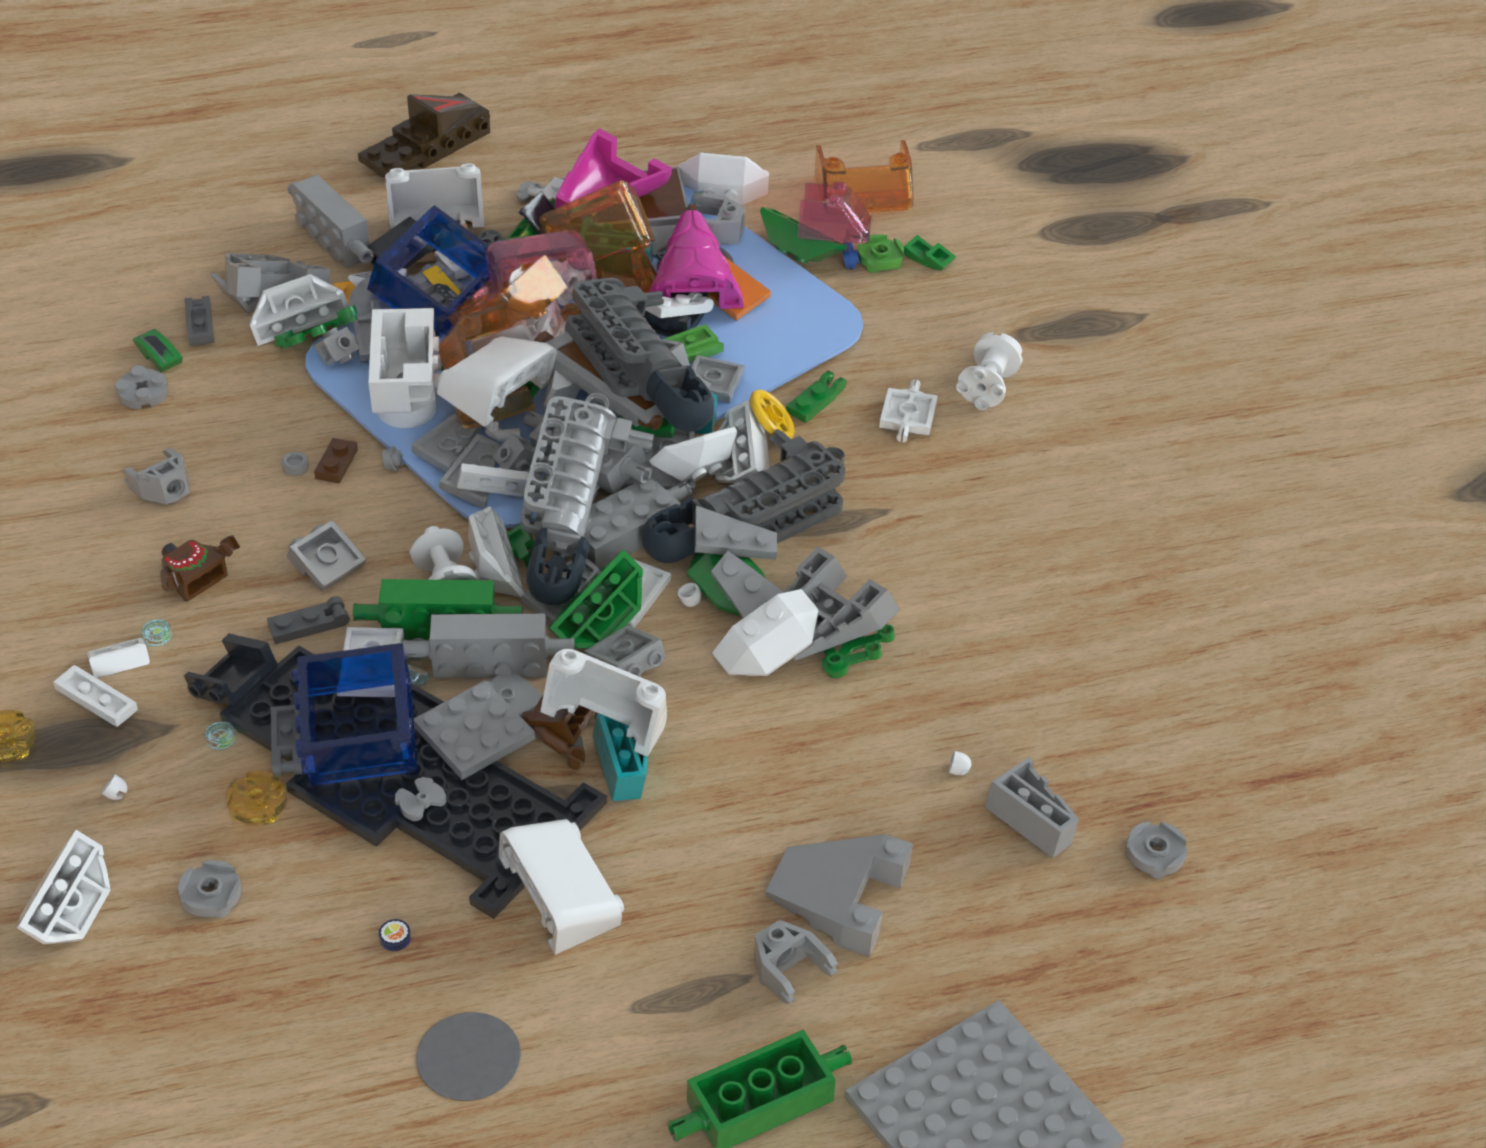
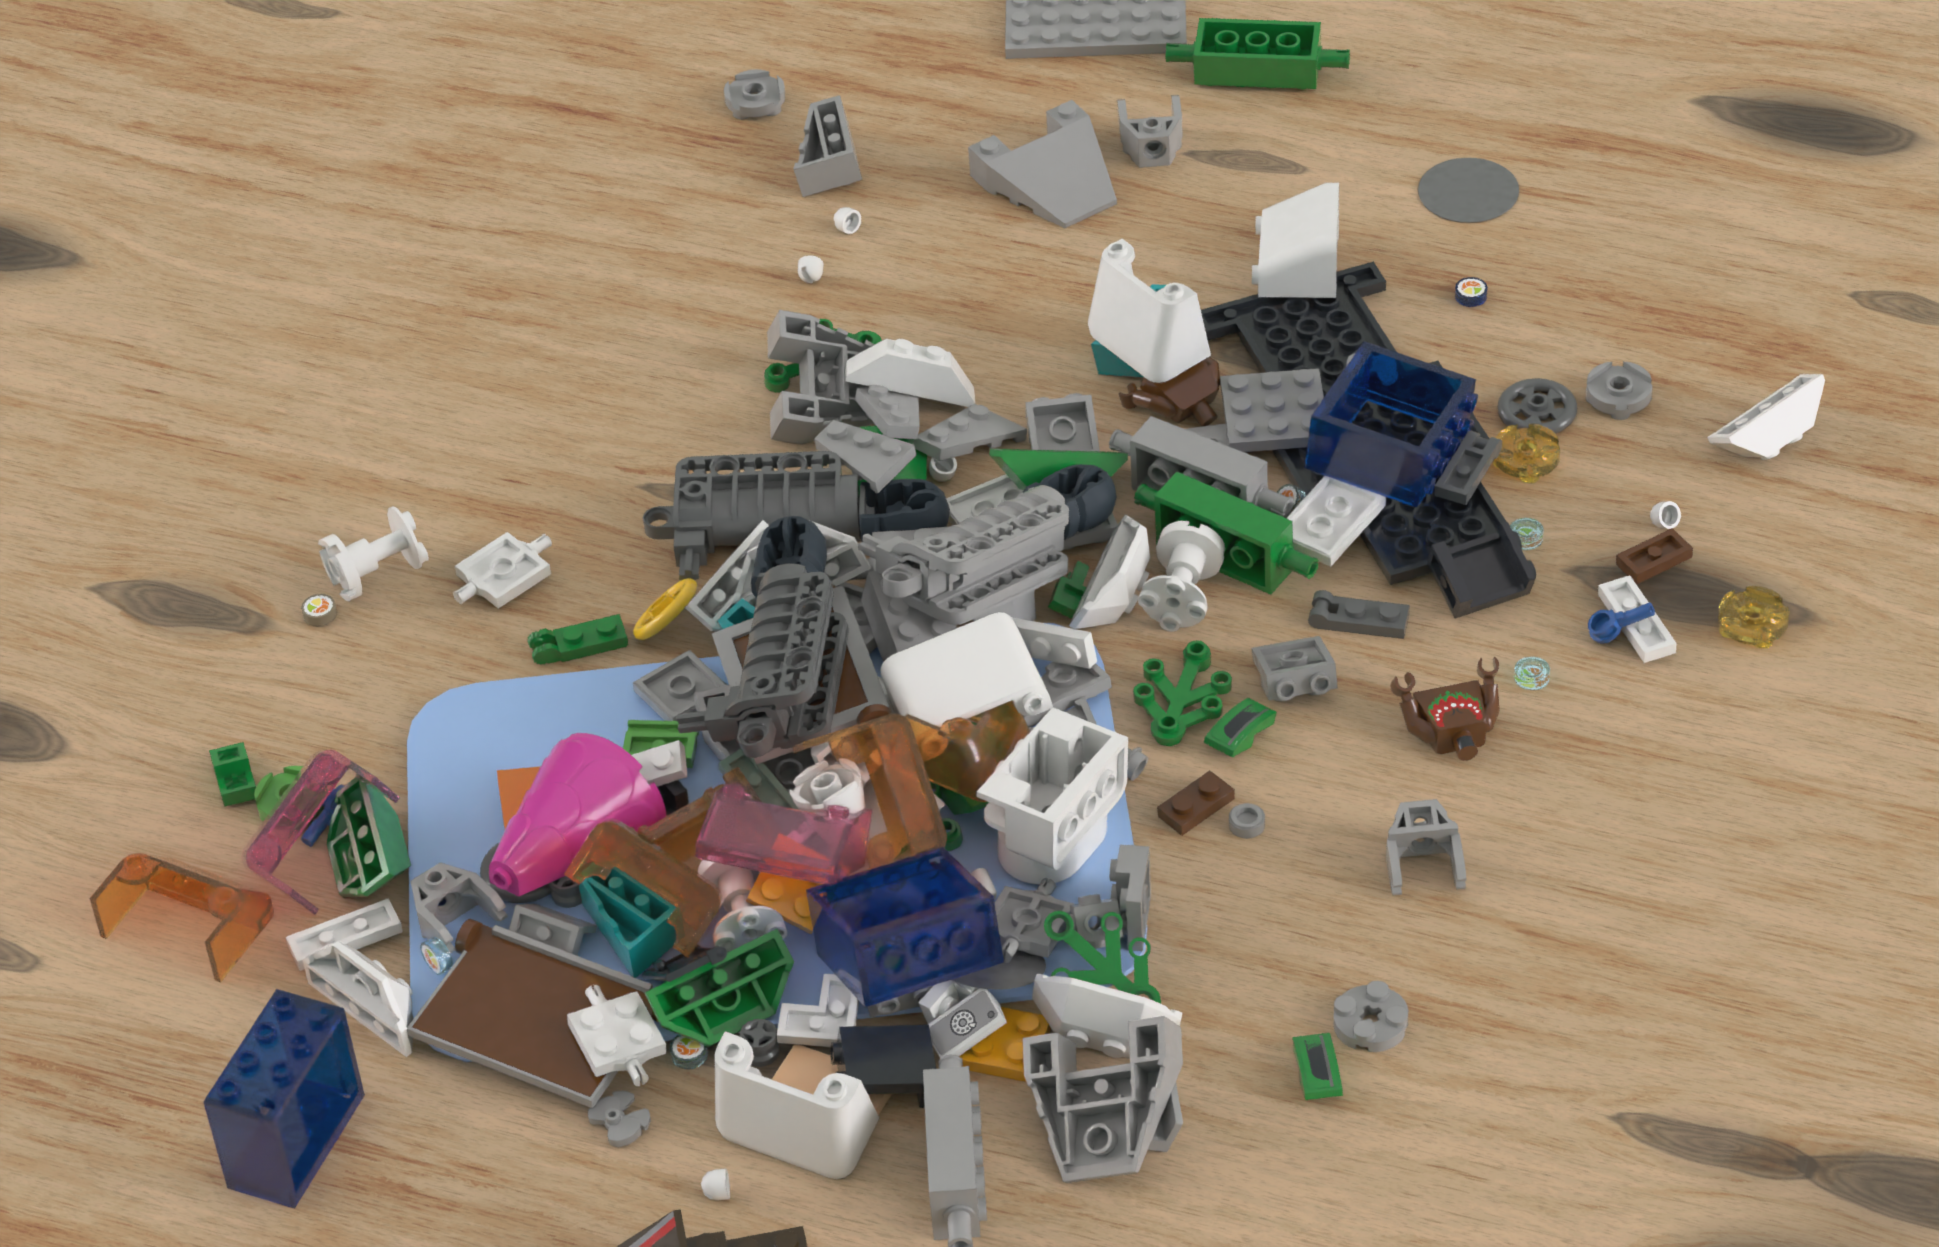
camera: 140 degrees left, 0 degrees up
(105, 751) = (1654, 556): none -> reddish brown plate
(113, 676) = (1607, 624): none -> blue plate
(118, 657) = (1588, 663): white slope -> none
(199, 321) = (1233, 1092): dark grey plate -> none
(267, 829) = (1537, 406): none -> dark grey plate
(322, 359) = (1132, 890): none -> light grey plate
(339, 507) = (1238, 727): none -> green slope
(387, 495) = (1170, 726): none -> green plant
(601, 167) = (558, 966): dark pink cone -> none
(692, 622) = (967, 430): none -> light grey wing
(694, 98) = (298, 1067): none -> clear blue window
(777, 198) = (352, 929): none -> white plate
(941, 708) = (810, 268): none -> white hinge

